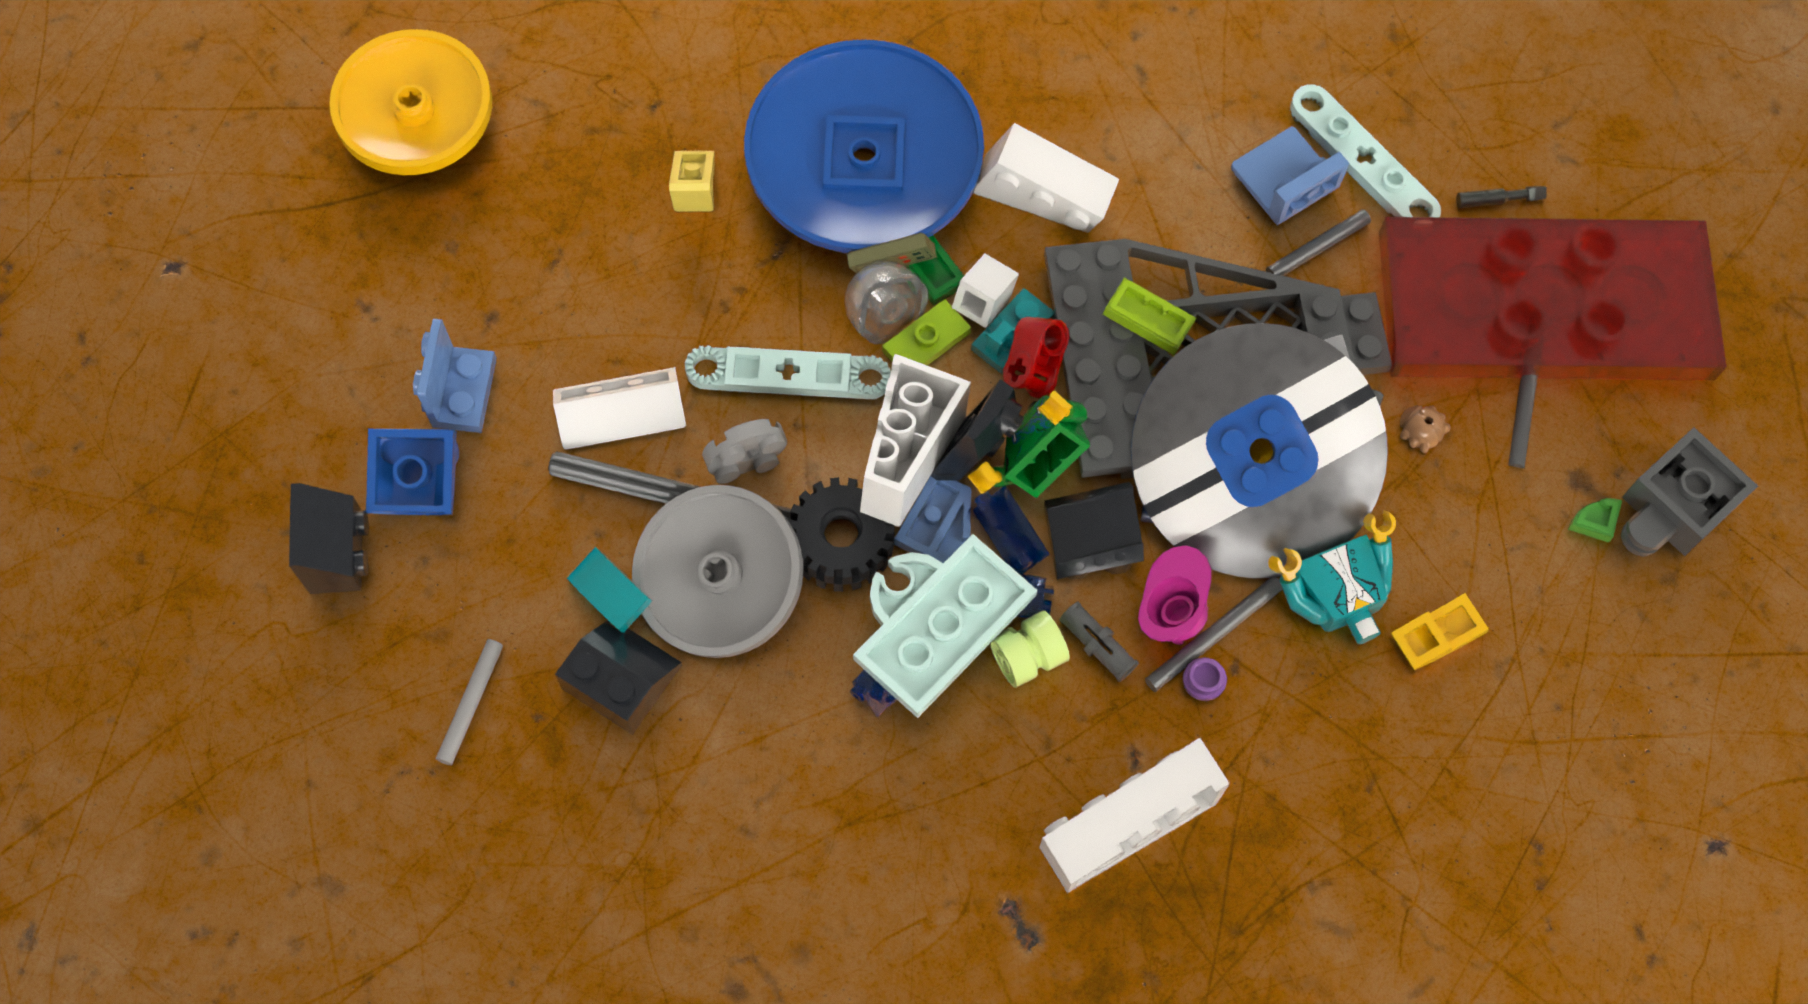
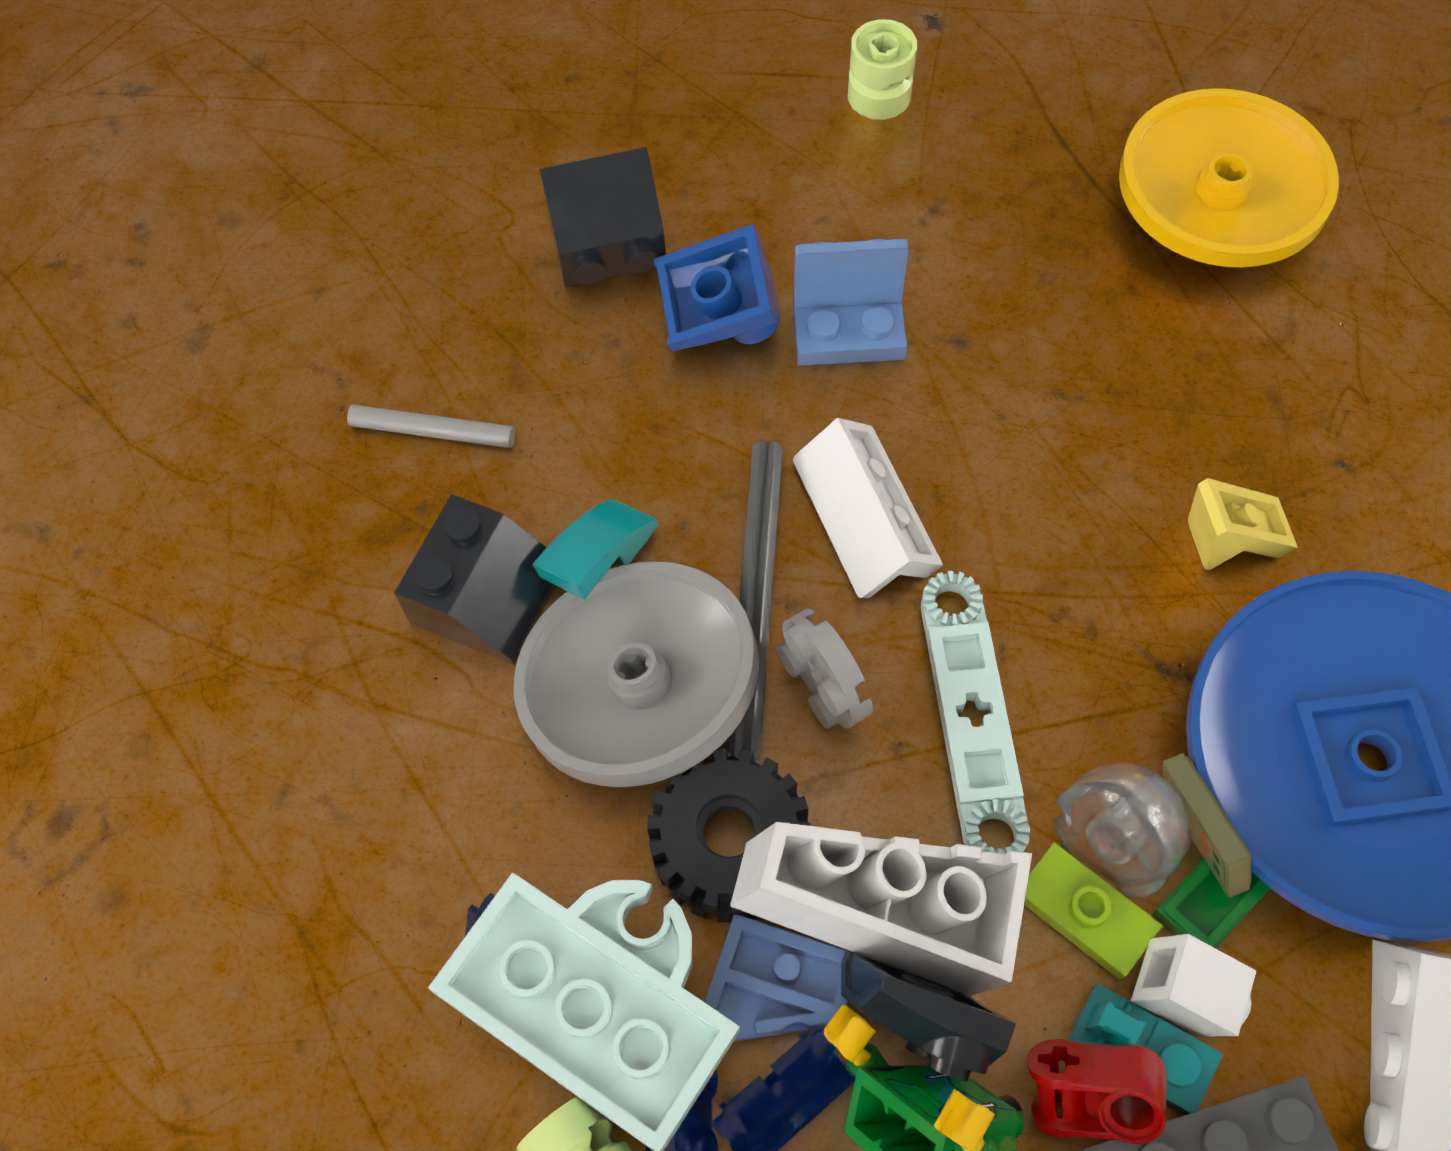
camera: 85 degrees right, 5 degrees down
(230, 311) = (881, 69): none -> yellowish green wheel

